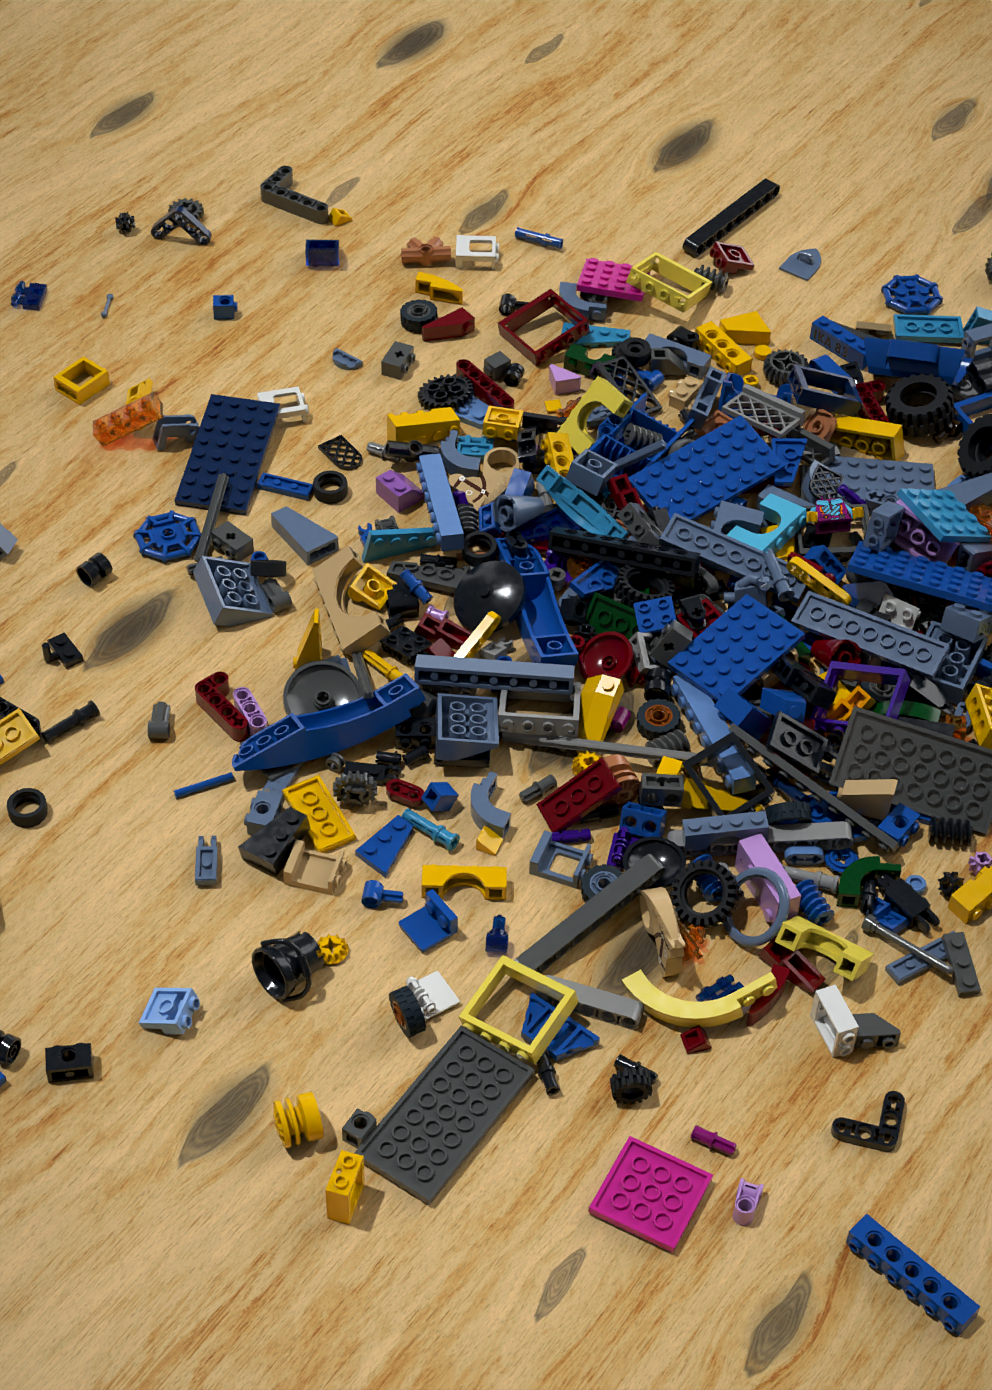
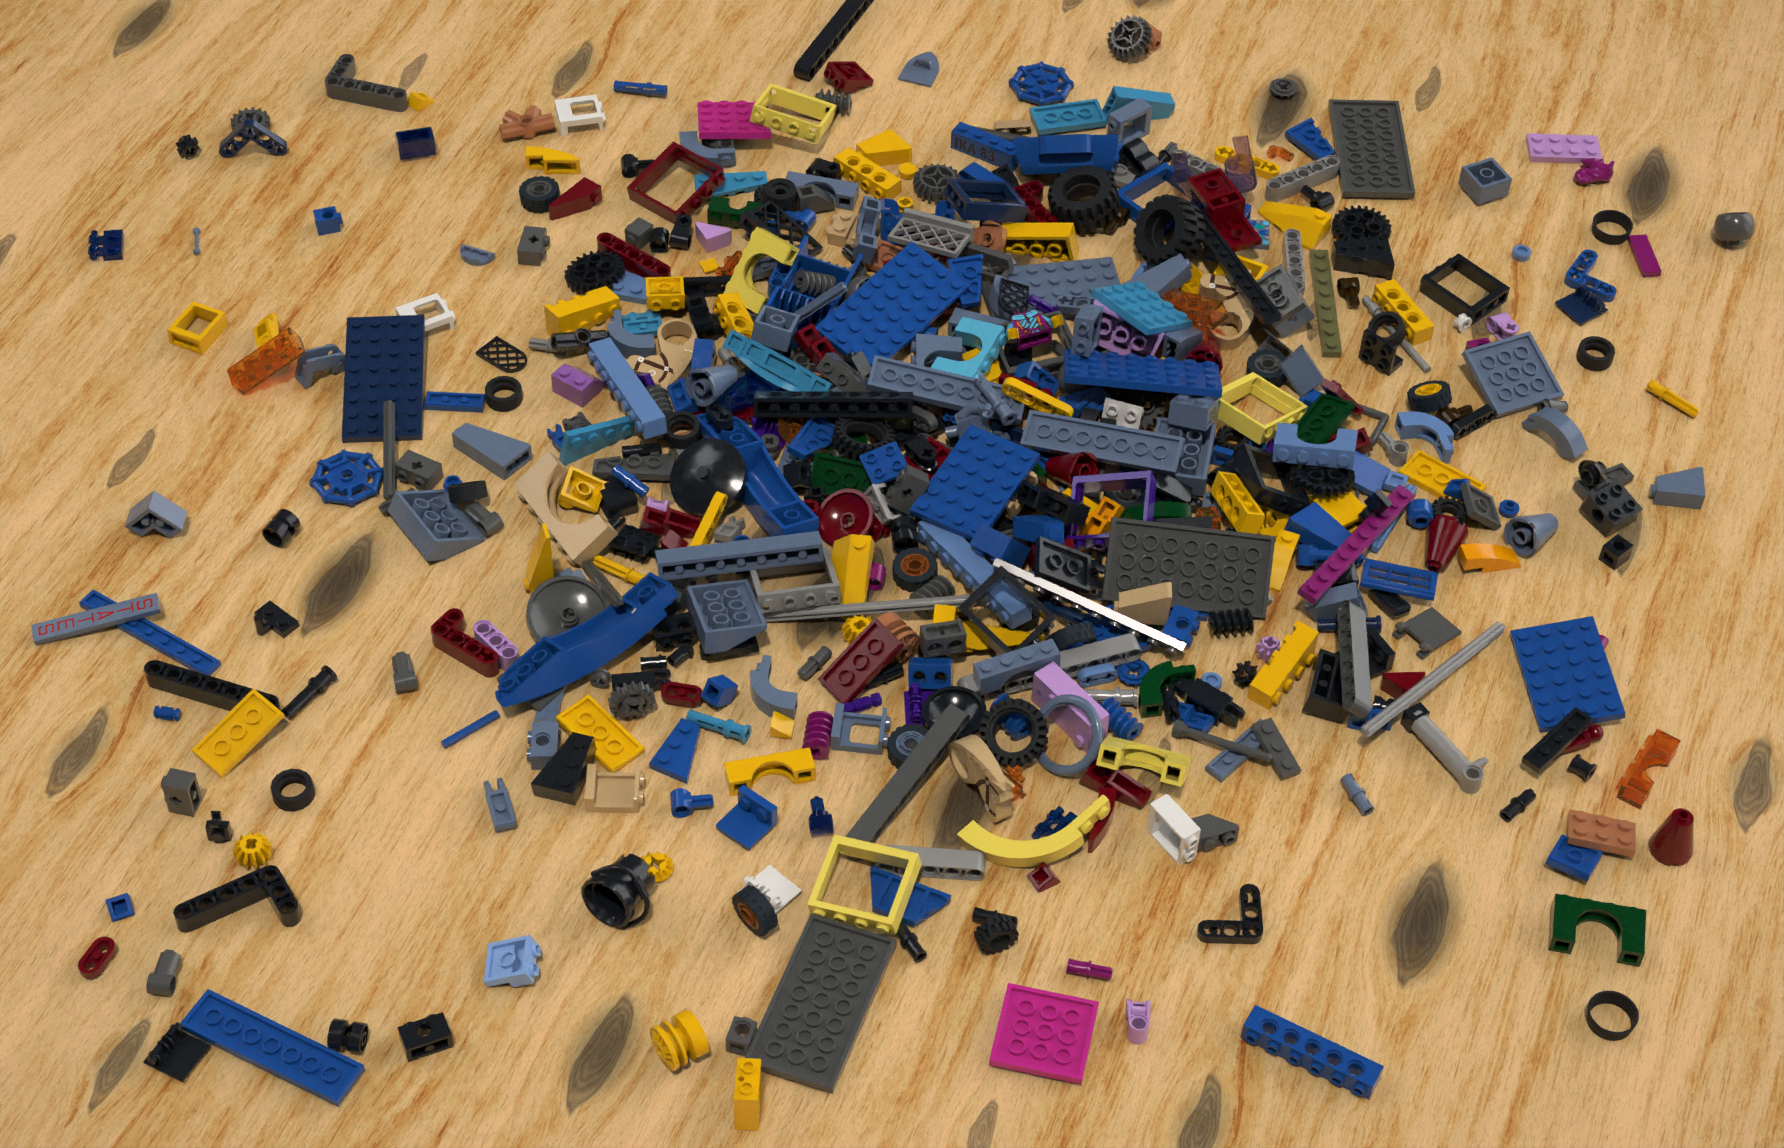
camera: 15 degrees left, 0 degrees up
(519, 856) = (818, 734): none -> magenta piece
(536, 371) = (682, 232): none -> black piece

